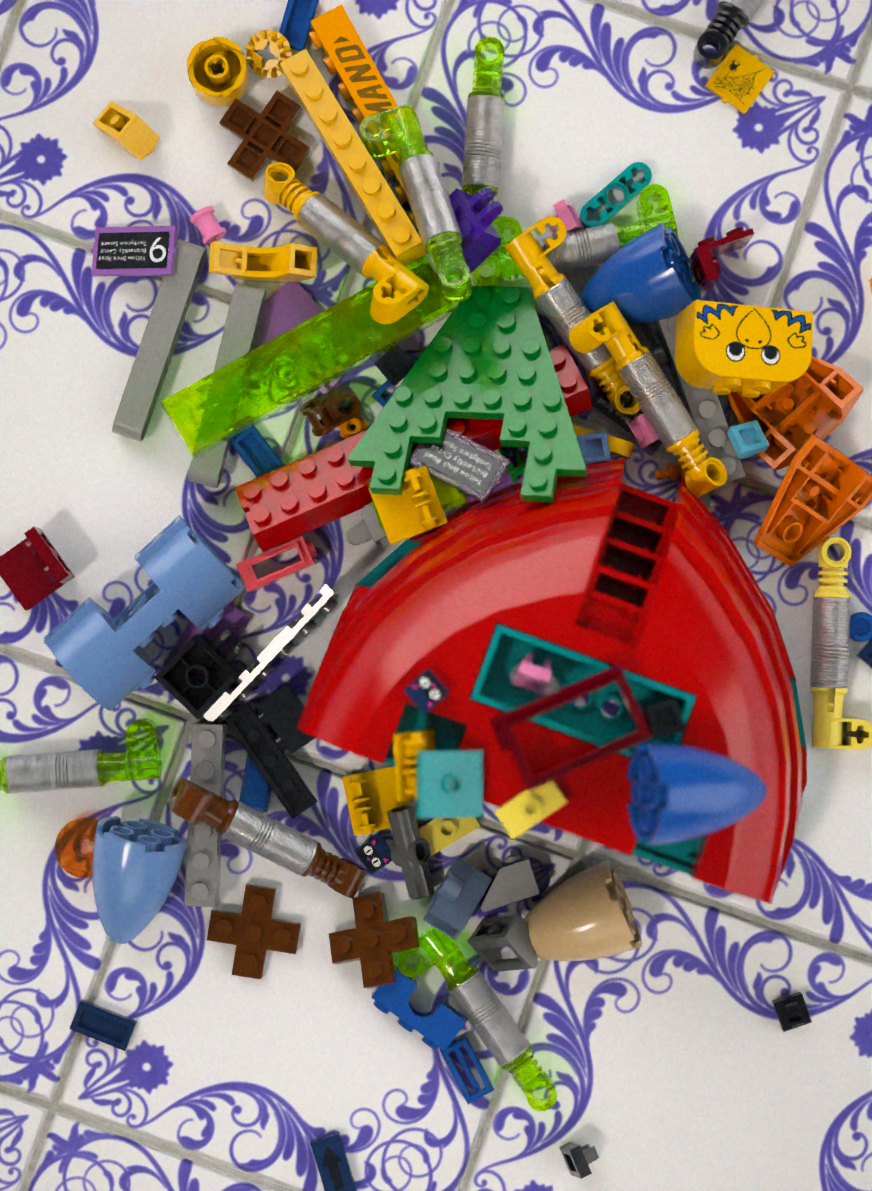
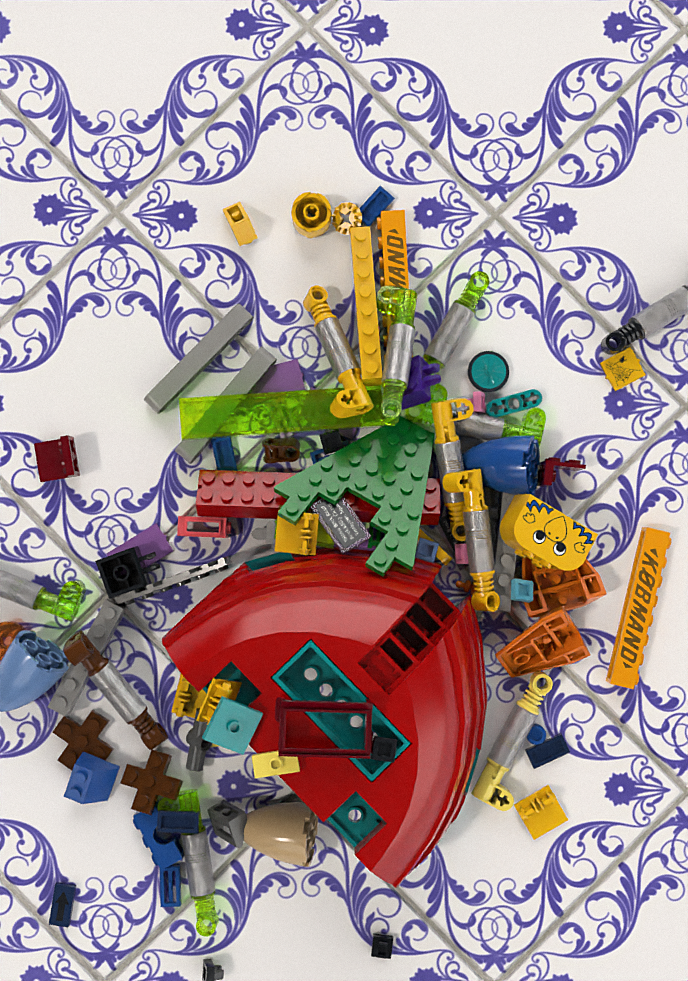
camera: 20 degrees right, 0 degrees up
(107, 651) = (75, 533): medium blue cylinder -> none
(134, 251) = (209, 298): piece -> none
(208, 225) = (261, 303): bright pink bush -> none
(254, 789) = (129, 650): blue tile -> none
(257, 264) = (282, 343): yellow arch -> none
(264, 135) = (320, 266): reddish brown plate -> none
(271, 760) = (142, 643): black tile -> none
(283, 713) = (163, 619): black brick -> none
(291, 976) = (91, 779): none -> blue slope
(360, 423) = (294, 467): light orange plate -> none
(375, 853) = (178, 728): tile -> none
(426, 691) = (246, 661): tile -> none
(436, 973) = (178, 821): none -> dark blue tile
(456, 898) = (212, 781): sand blue piece -> none
(510, 883) = (248, 789): light grey slope -> none
(531, 676) = (316, 681): bright pink tile -> none
(560, 169) = (488, 371): none -> teal wheel
(687, 792) = (375, 803): blue cylinder -> none

